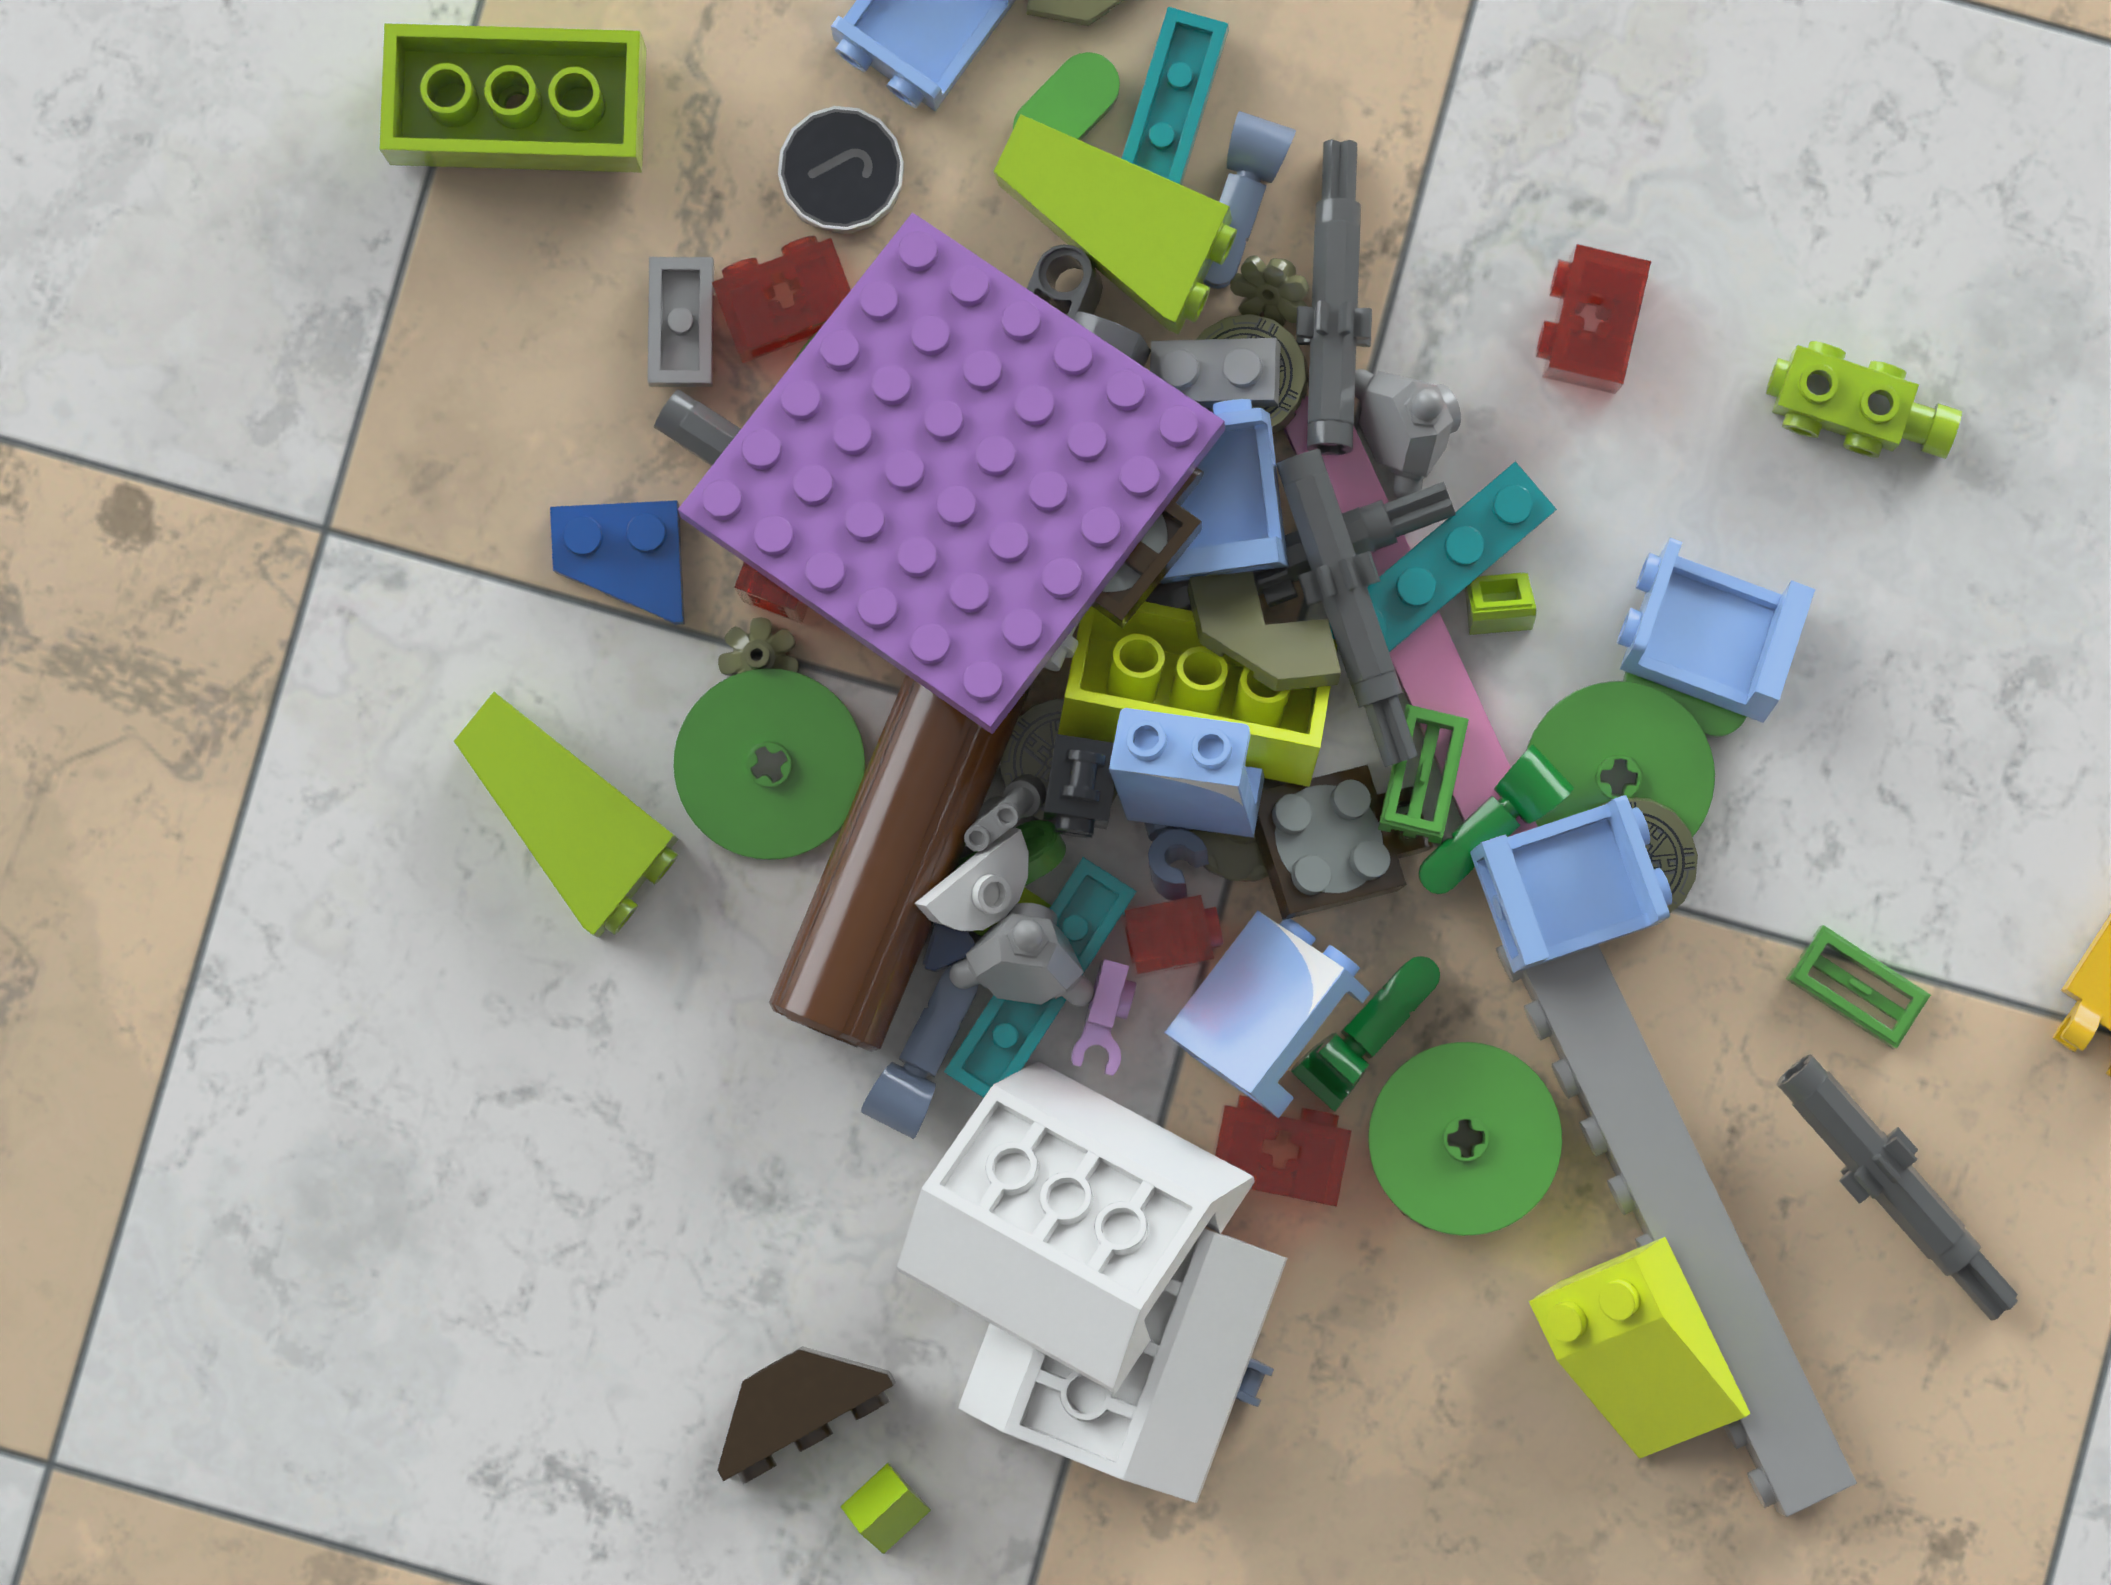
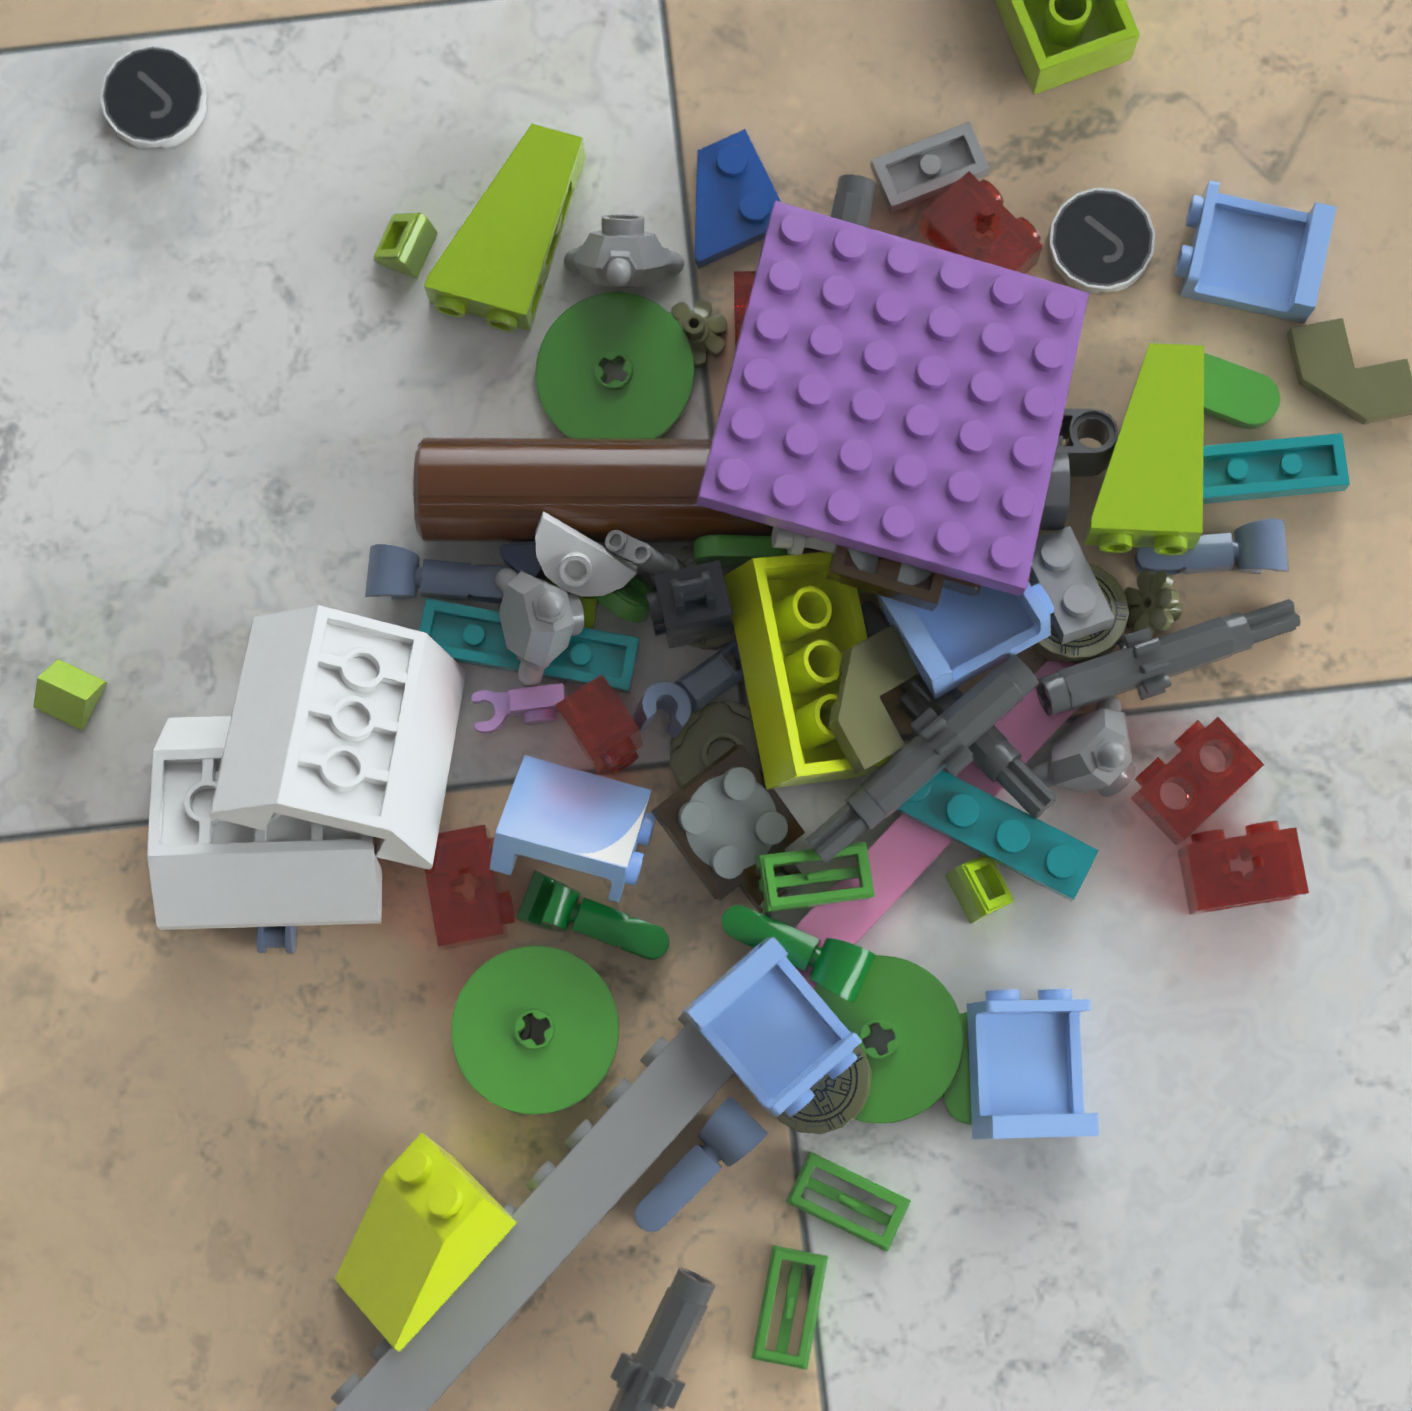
camera: 75 degrees right, 5 degrees down
(229, 1156) = (153, 97): none -> black tile
(521, 938) = (406, 243): none -> lime slope
(645, 702) = (623, 254): none -> light grey rock
(794, 1404) = (122, 588): dark brown slope -> none
(1034, 712) = (734, 549): none -> bright green tile
(1185, 772) = (731, 675): light blue panel -> none
(1495, 322) = (1203, 788): none -> clear red brick
(1658, 979) = (727, 1137): none -> sand blue piece
(1733, 916) = (891, 1222): none -> bright green tile
(1846, 403) = (1261, 1100): lime brick -> none

